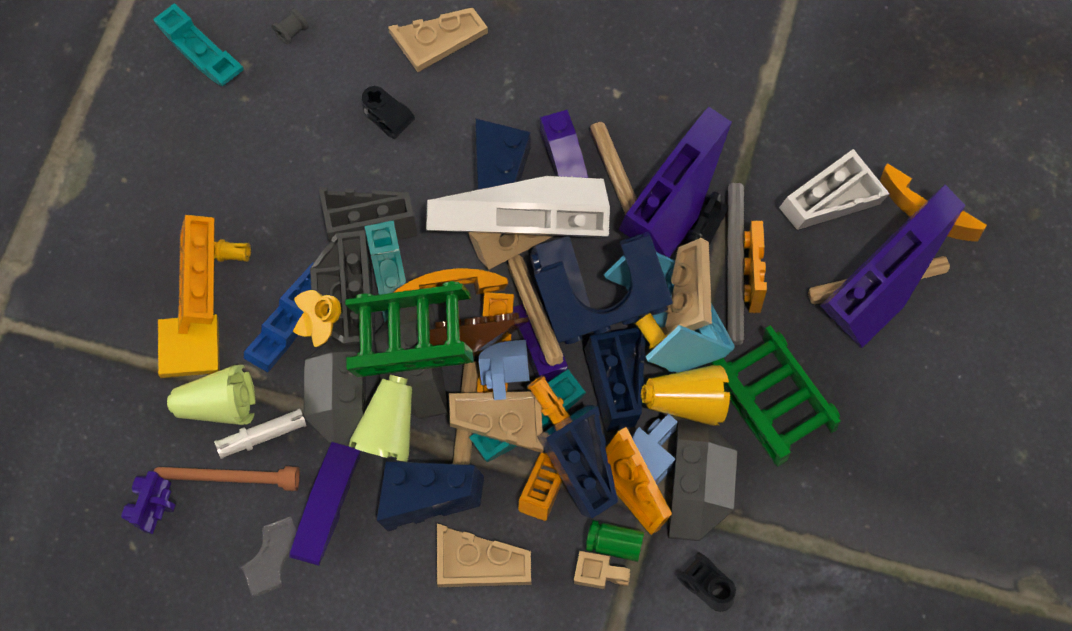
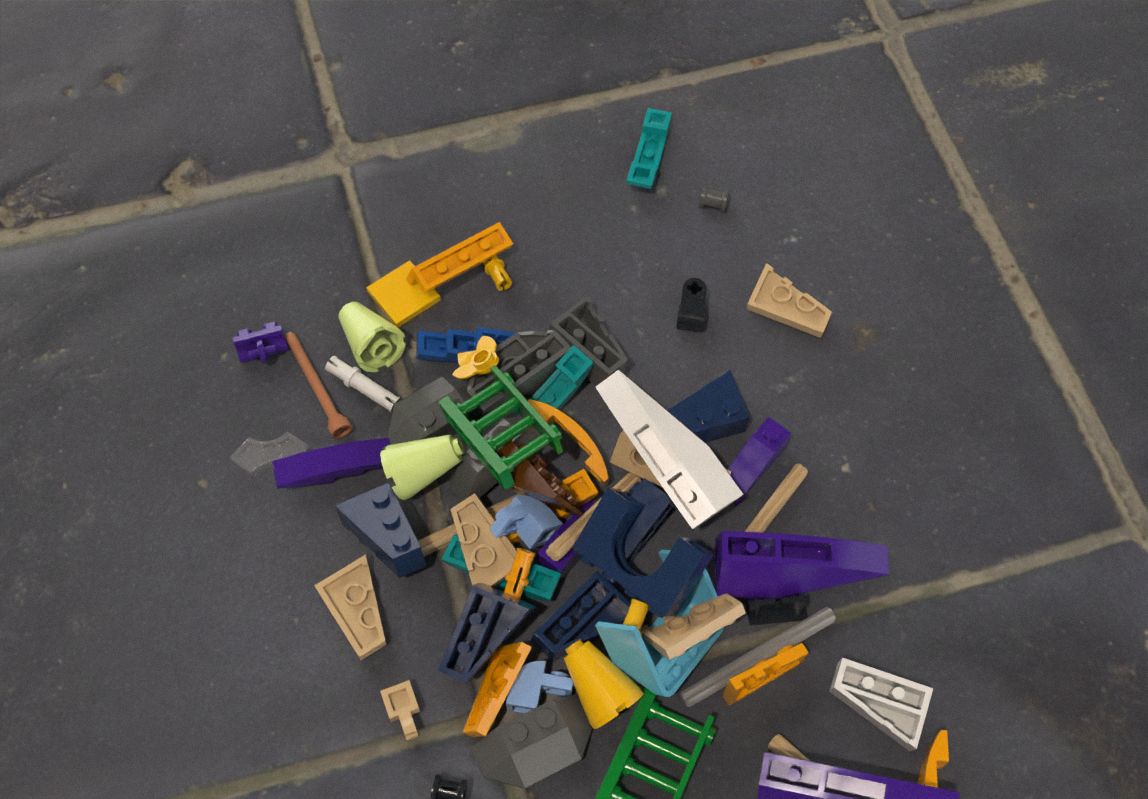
camera: 55 degrees right, 5 degrees down
(536, 503) = (439, 609): light orange slope -> none
(614, 541) = (436, 704): green piece -> none

